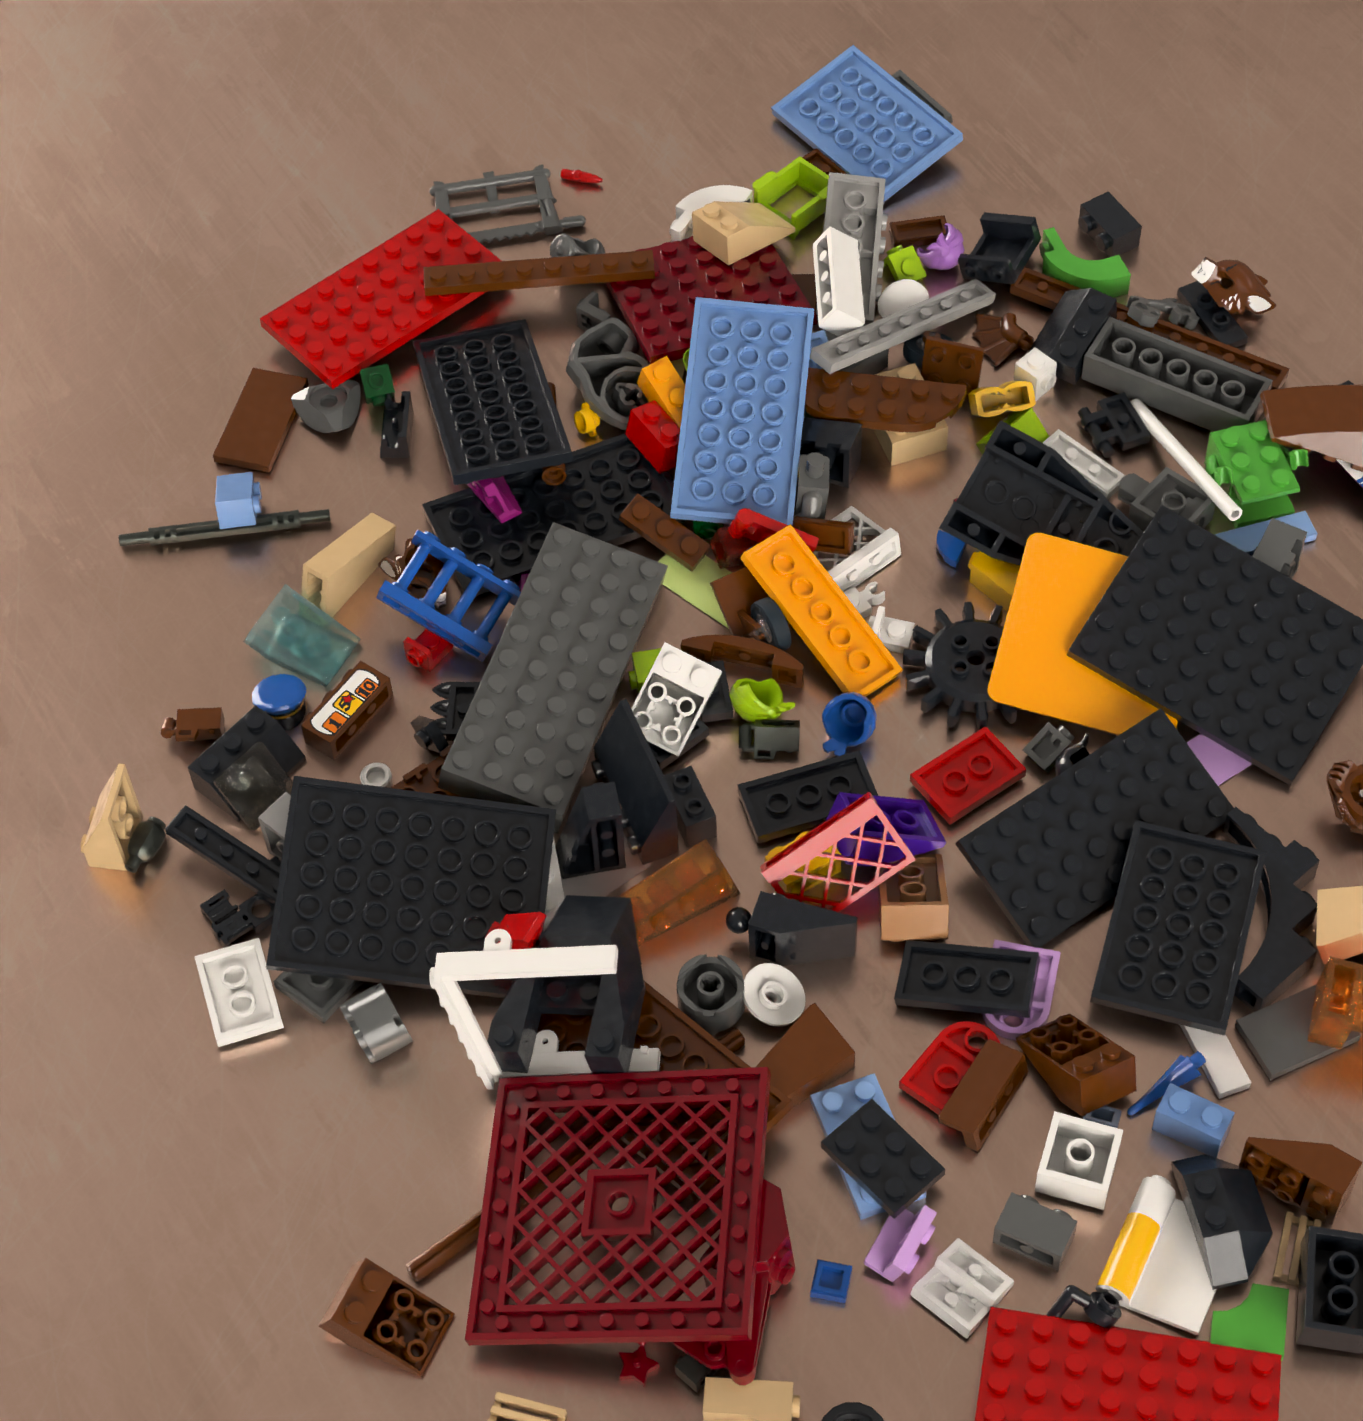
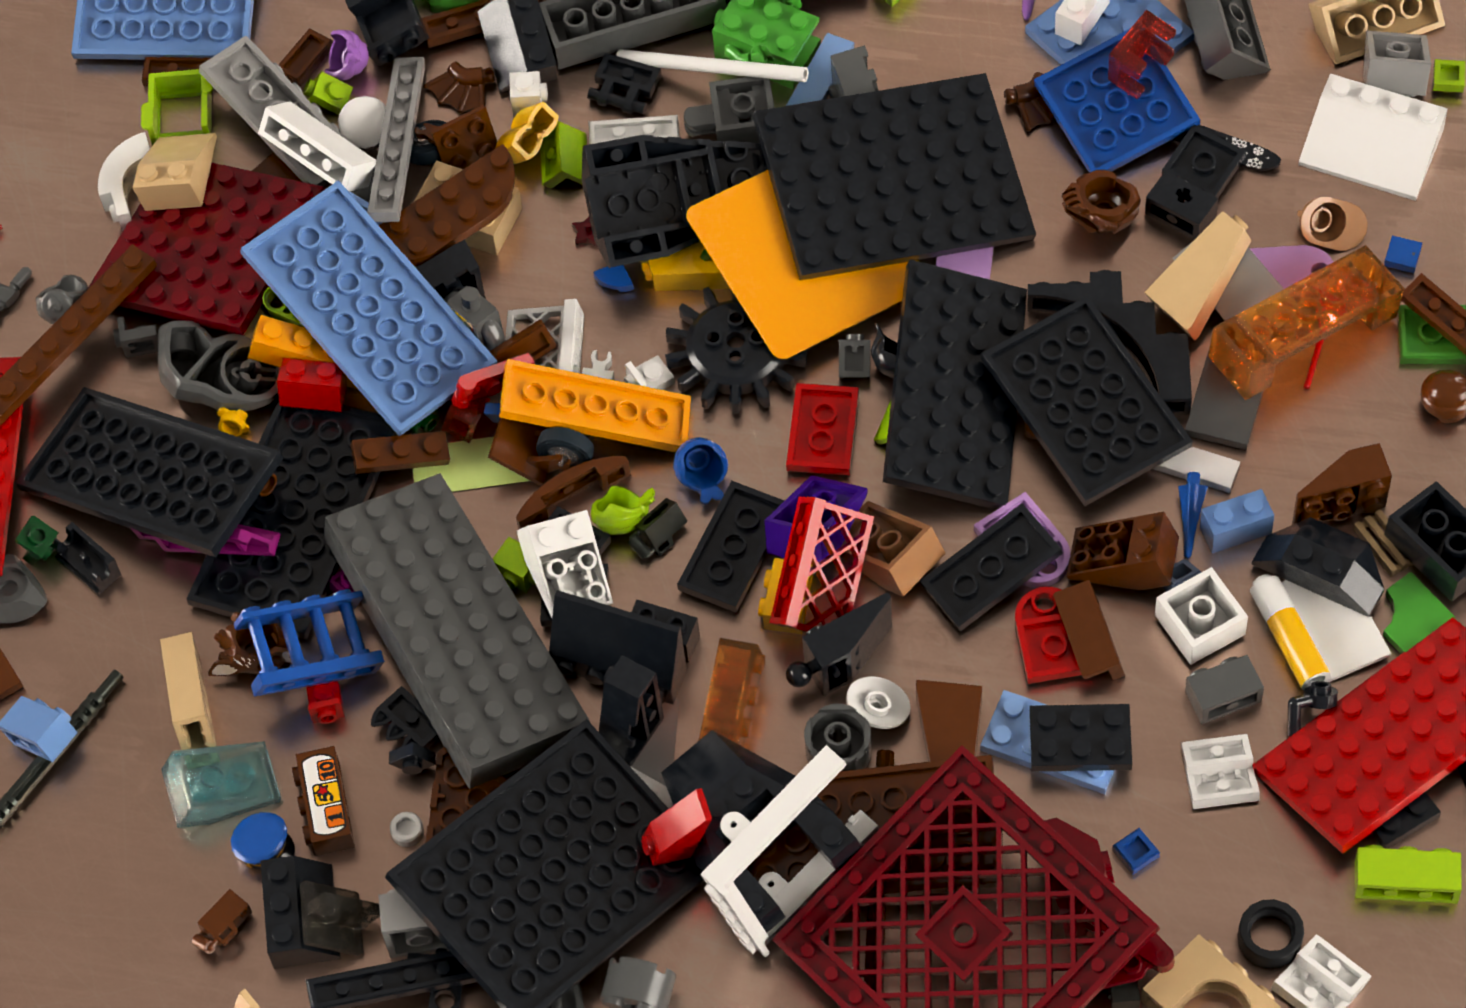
camera: 45 degrees left, 5 degrees up
(898, 1241) = (1155, 780): lavender bracket -> none

